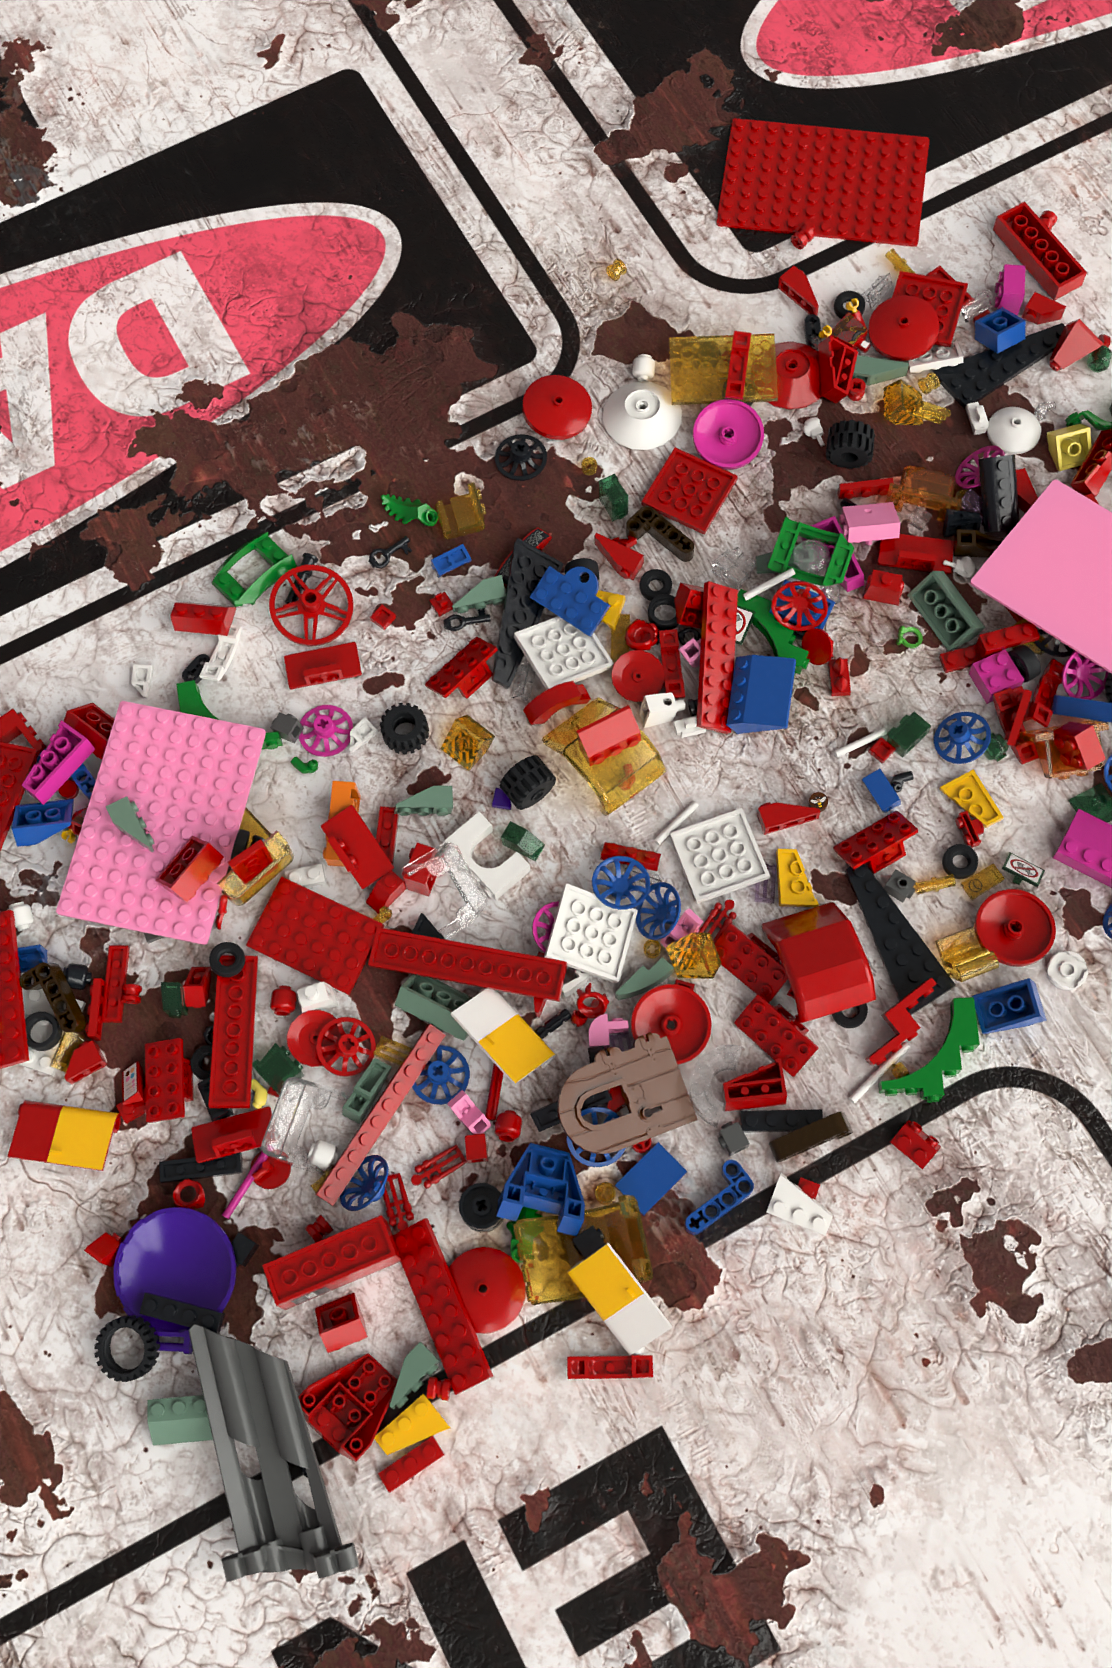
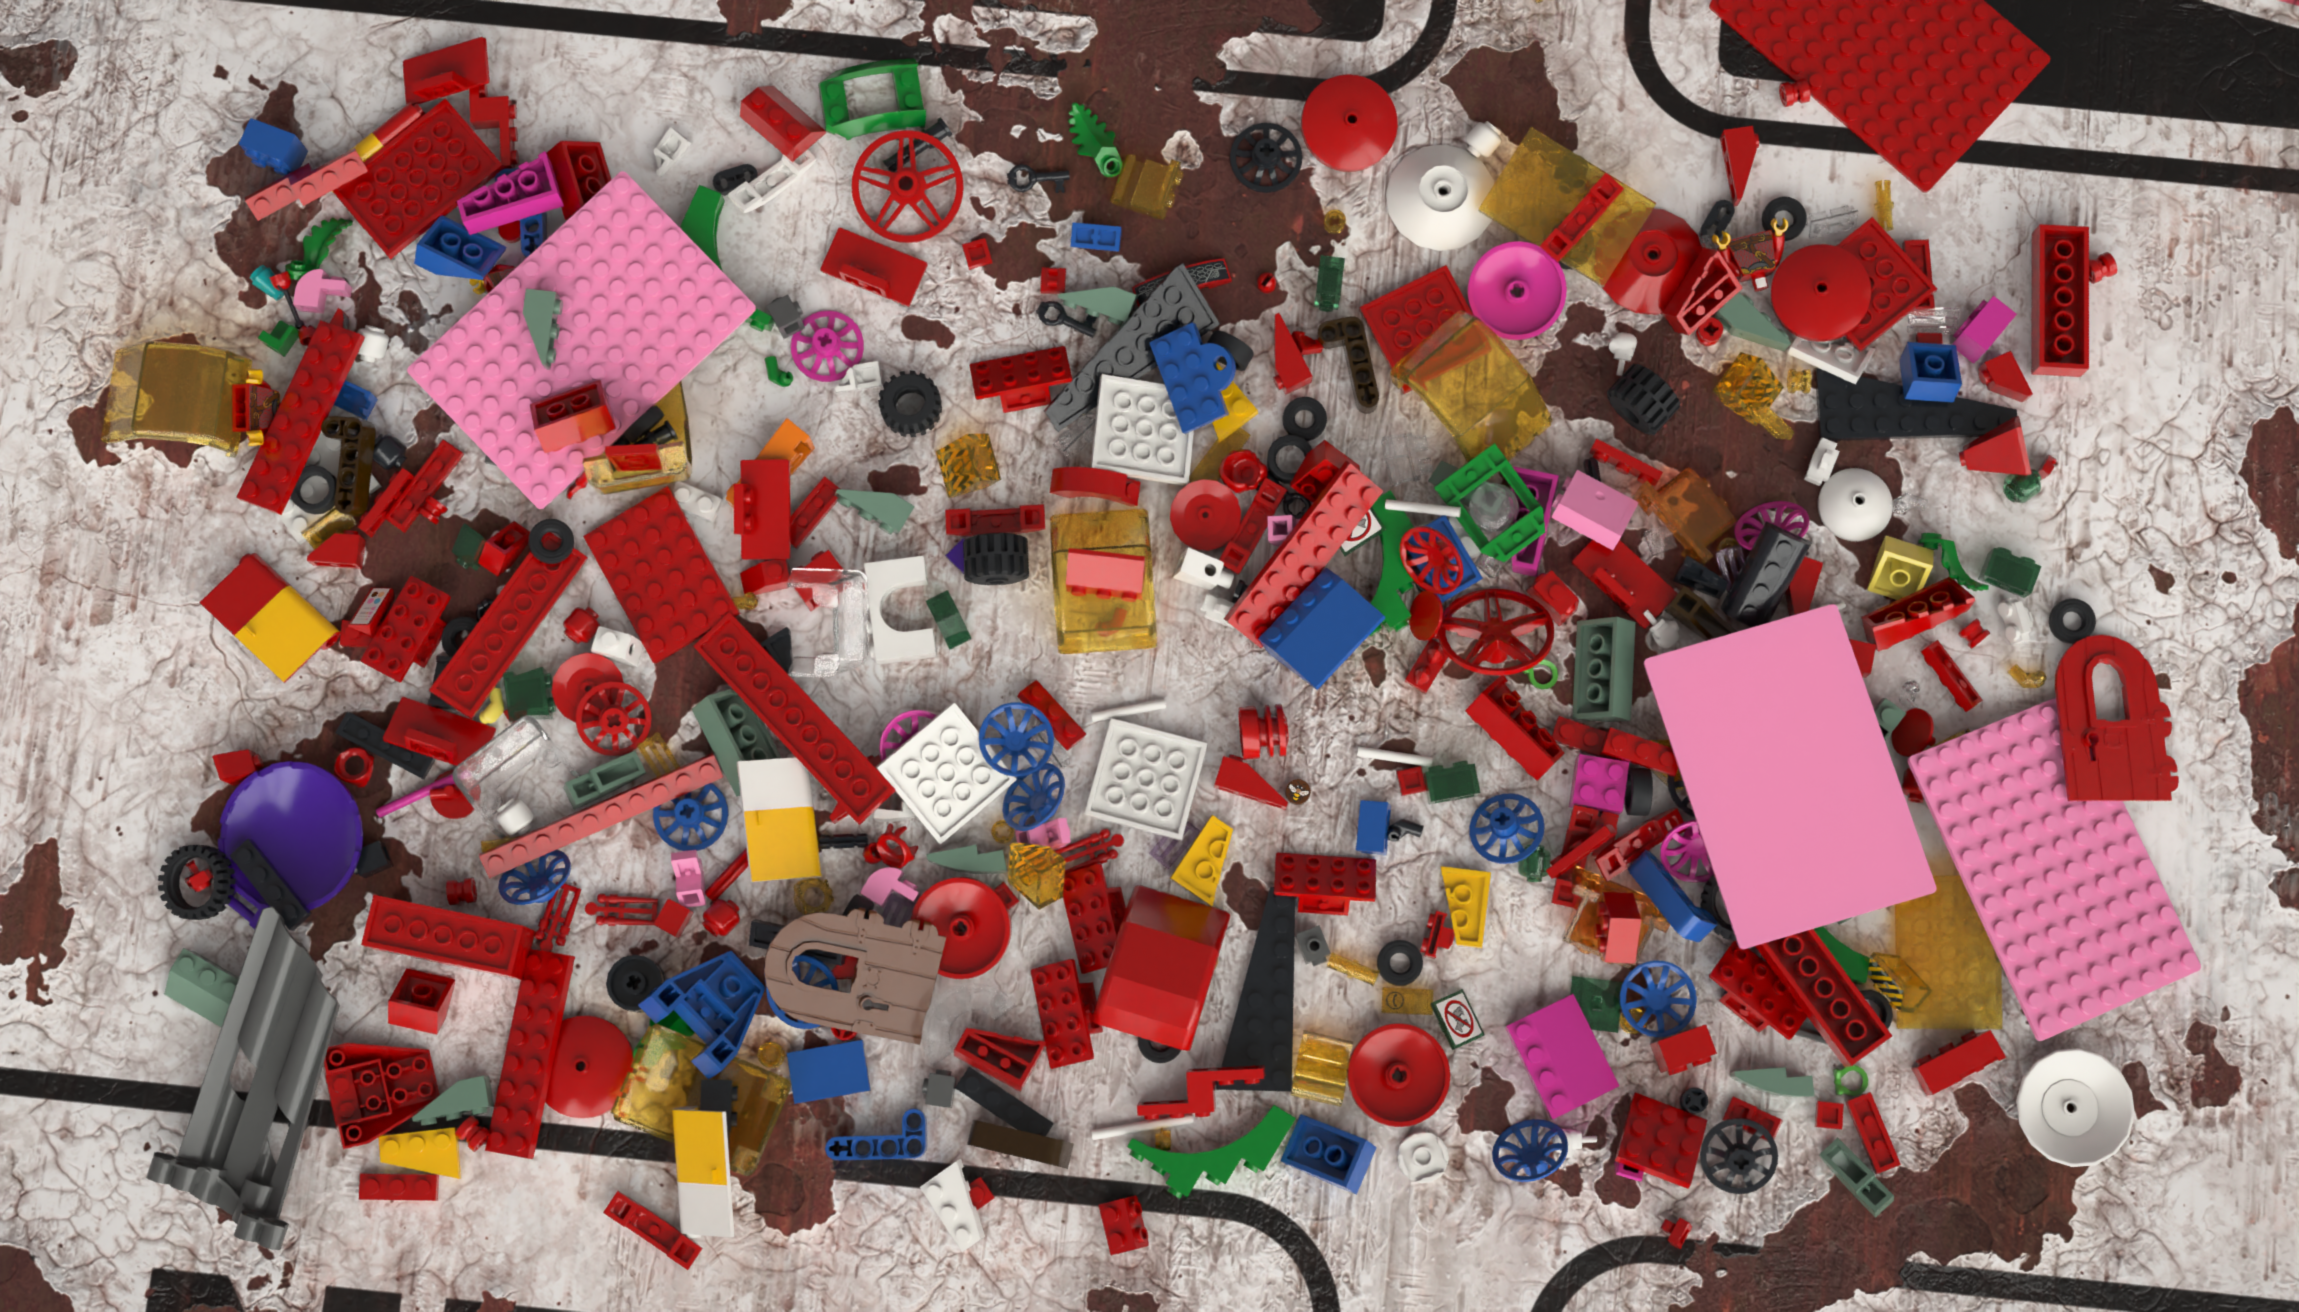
camera: 30 degrees right, 10 degrees up
(127, 1344) = (199, 879): none -> red piece
(491, 776) = (1011, 520): none -> red slope
(553, 1080) = (799, 891): none -> clear yellow piece
(577, 524) = (1270, 286): none -> red hinge
(746, 494) = (1475, 387): none -> clear yellow windscreen
(771, 777) = (1262, 731): none -> red wheel
(869, 628) = (1495, 634): none -> red wheel
(921, 678) = (1515, 728): none -> red wedge

